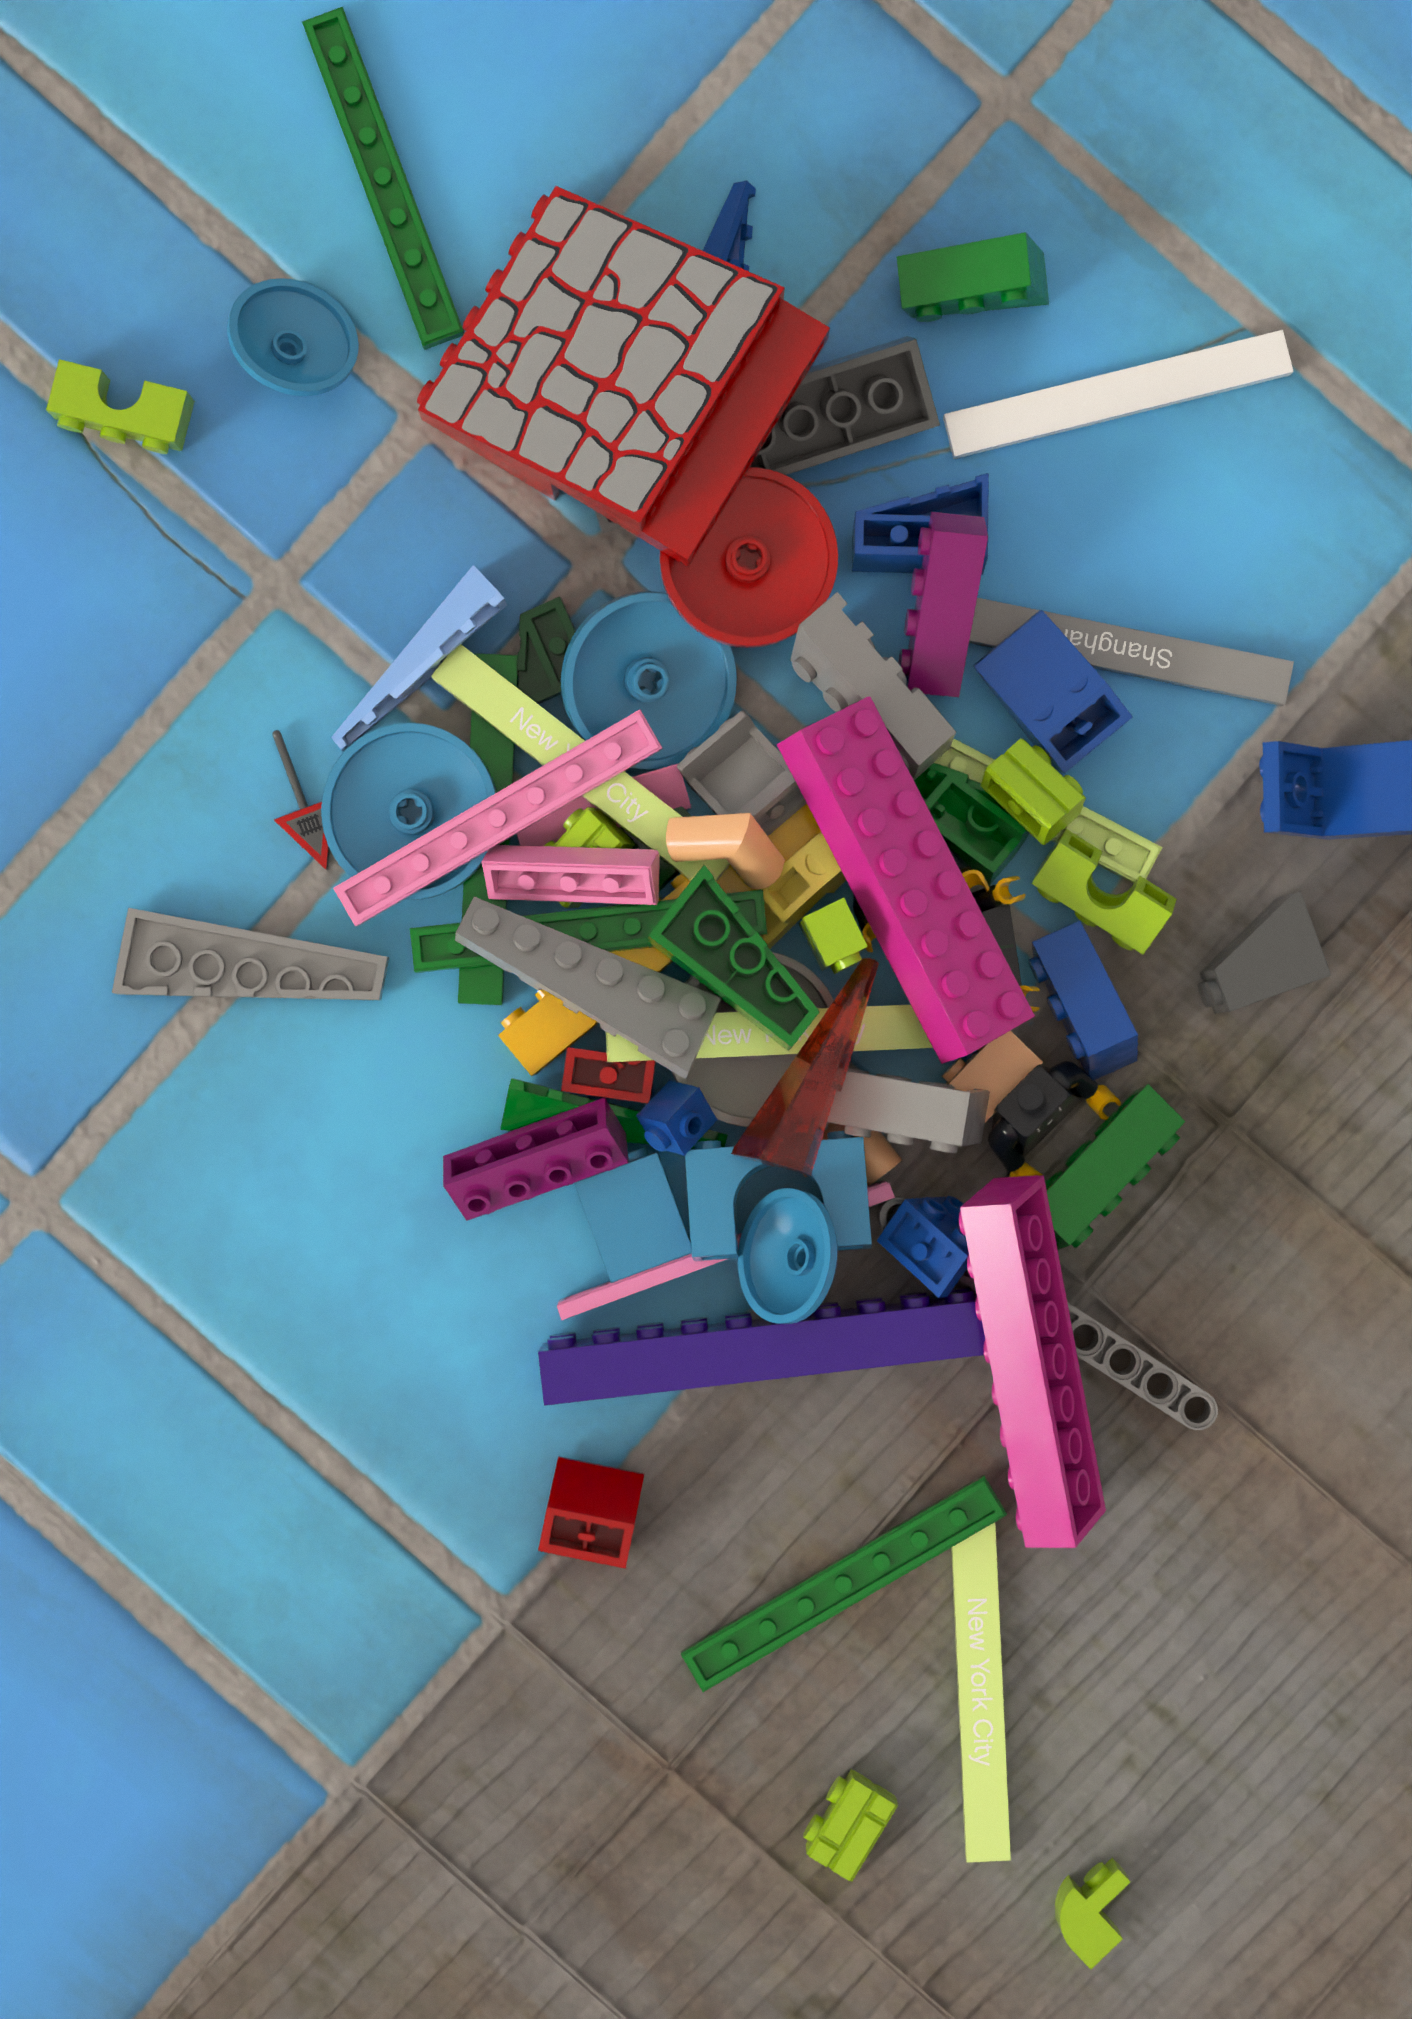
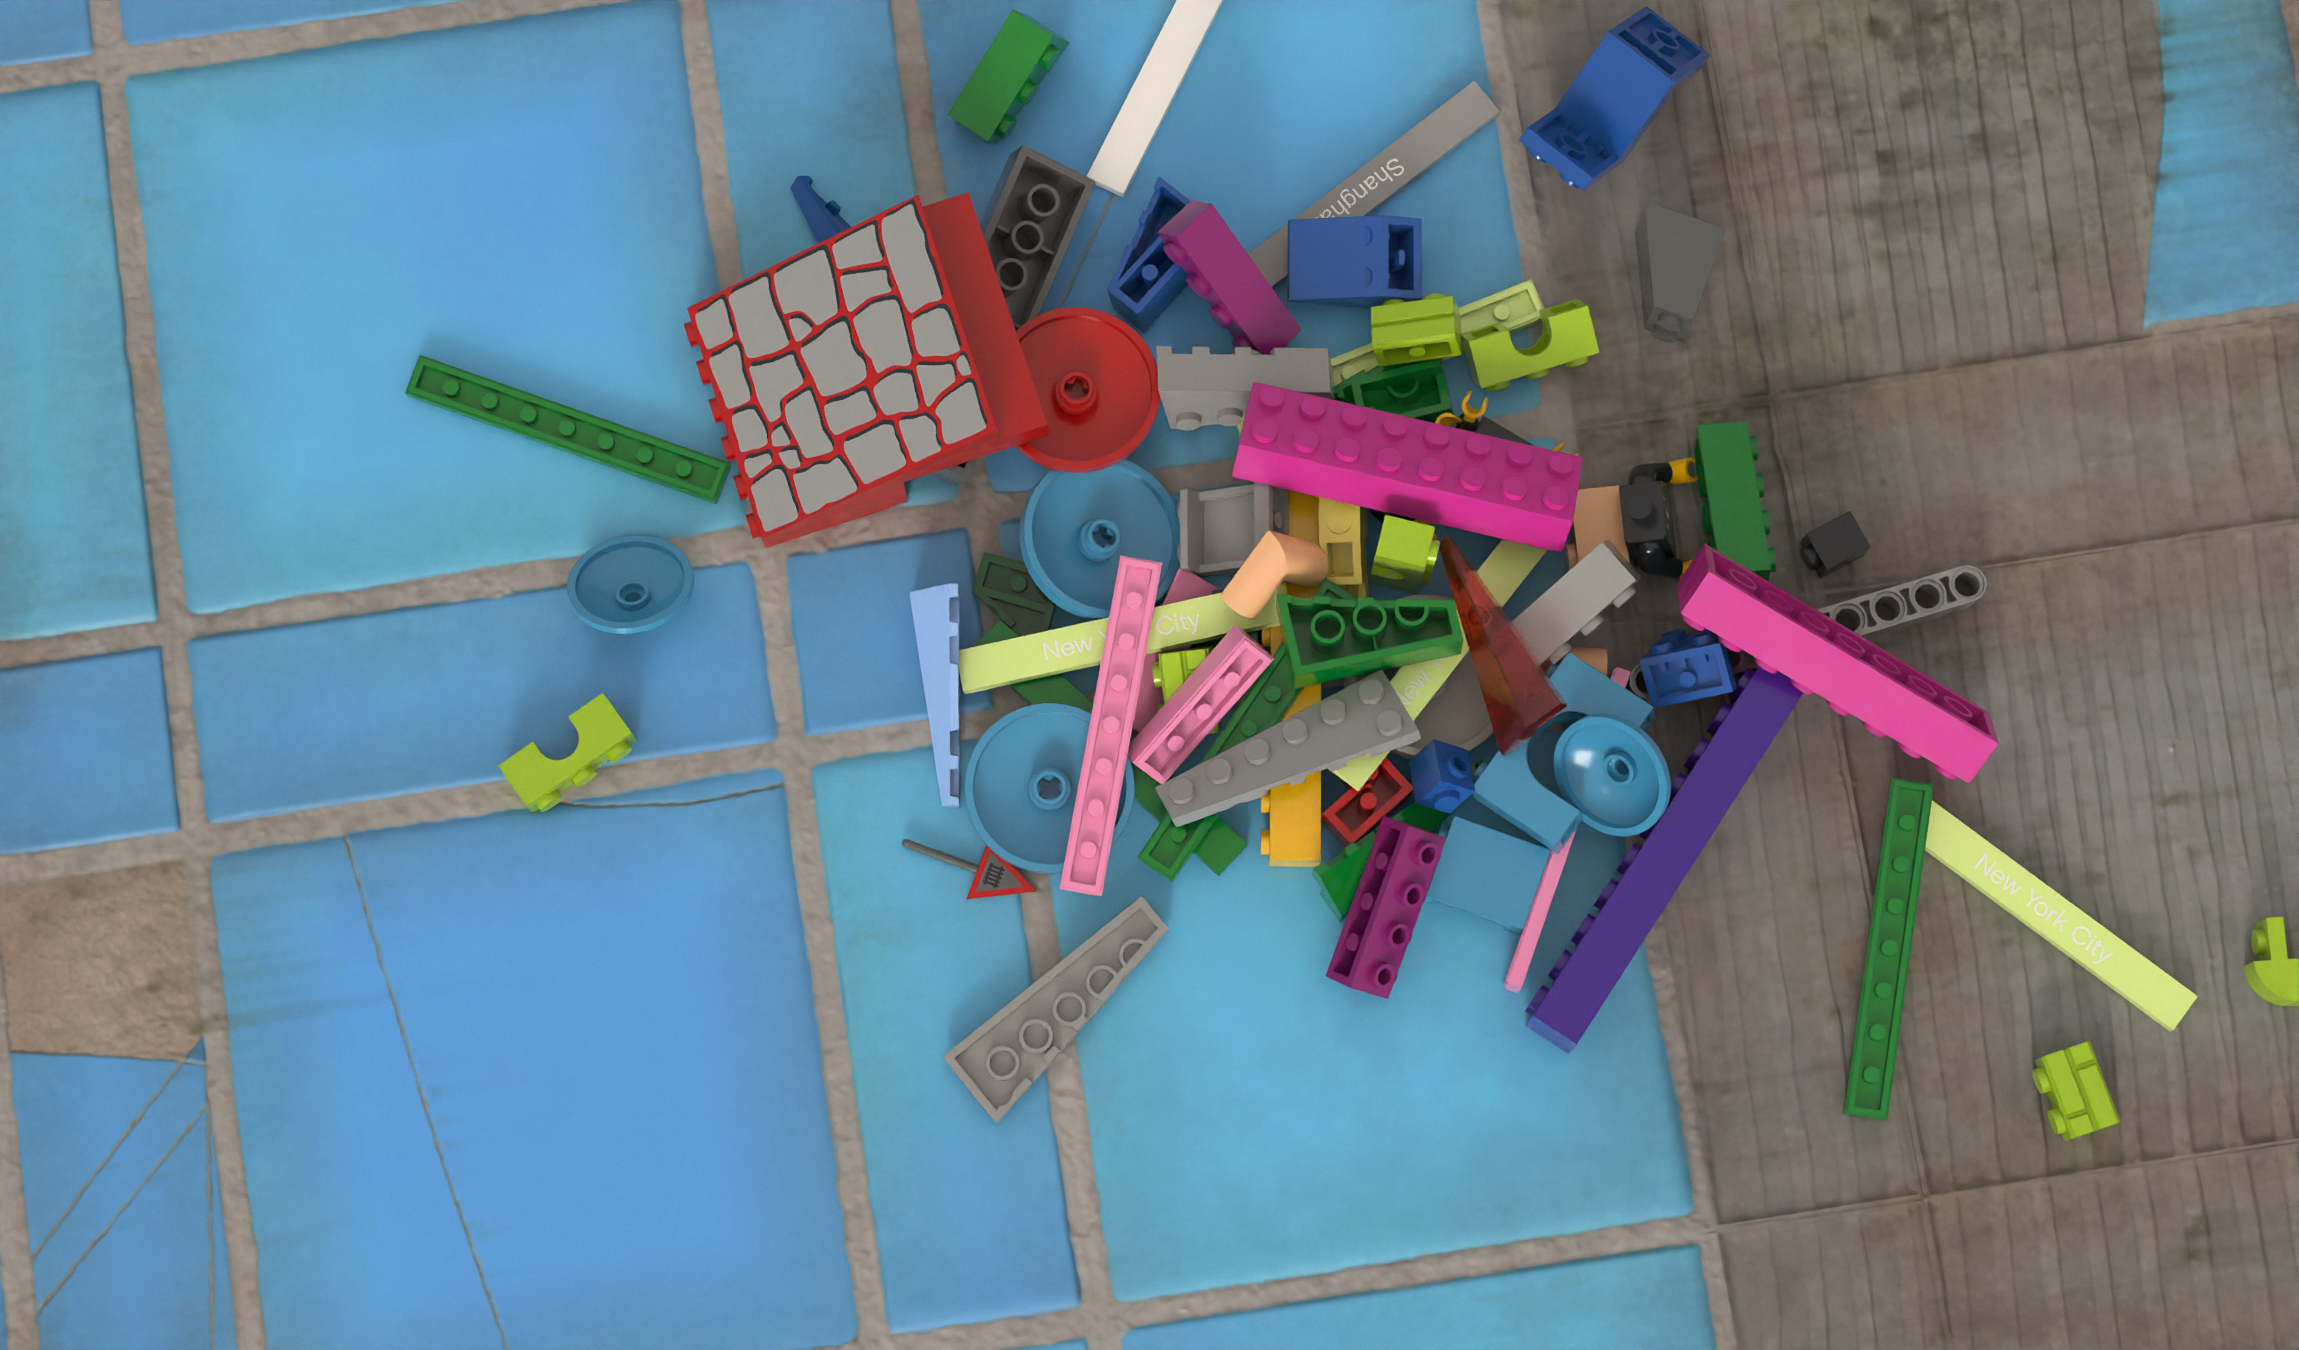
camera: 50 degrees left, 10 degrees down
(591, 1512) = (1683, 1087): red slope -> none
(1084, 1001) = (1599, 420): blue wedge -> none
(1141, 1274) = (1833, 545): none -> black brick

